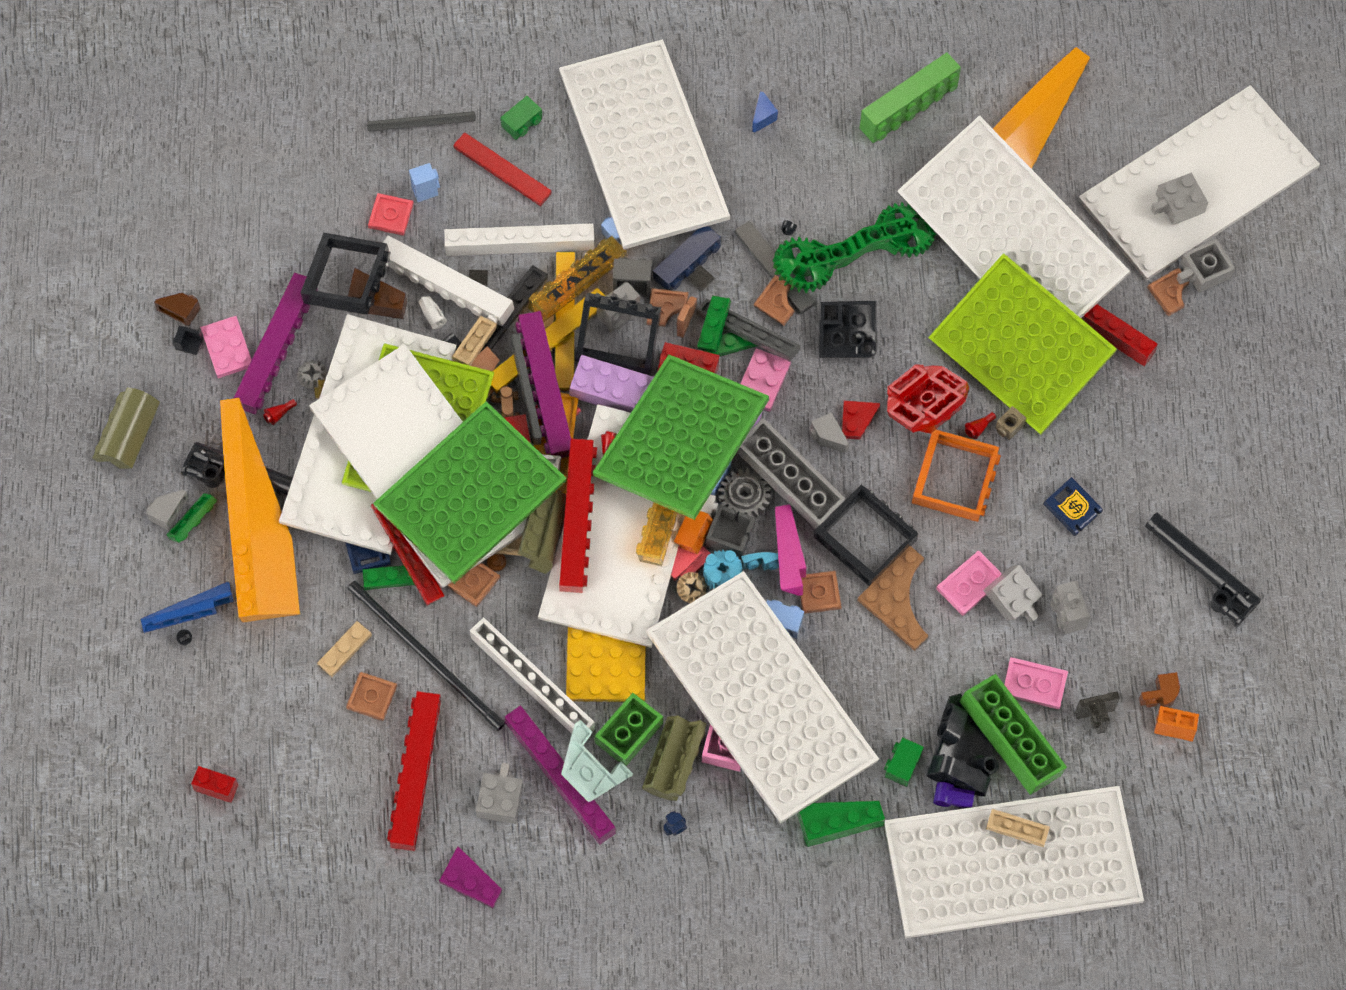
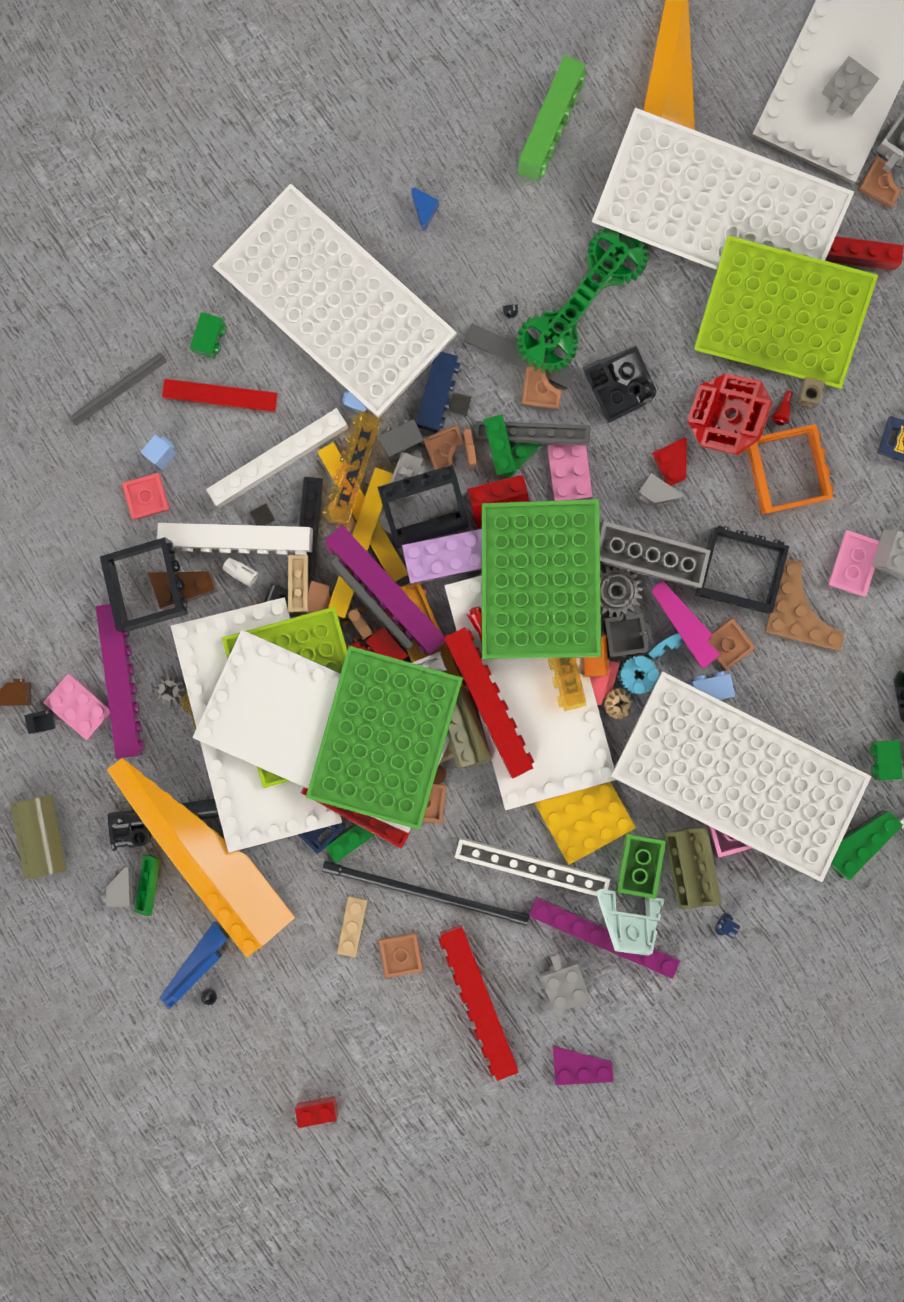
camera: 25 degrees left, 20 degrees up
(275, 413) = (160, 746): red cone -> none

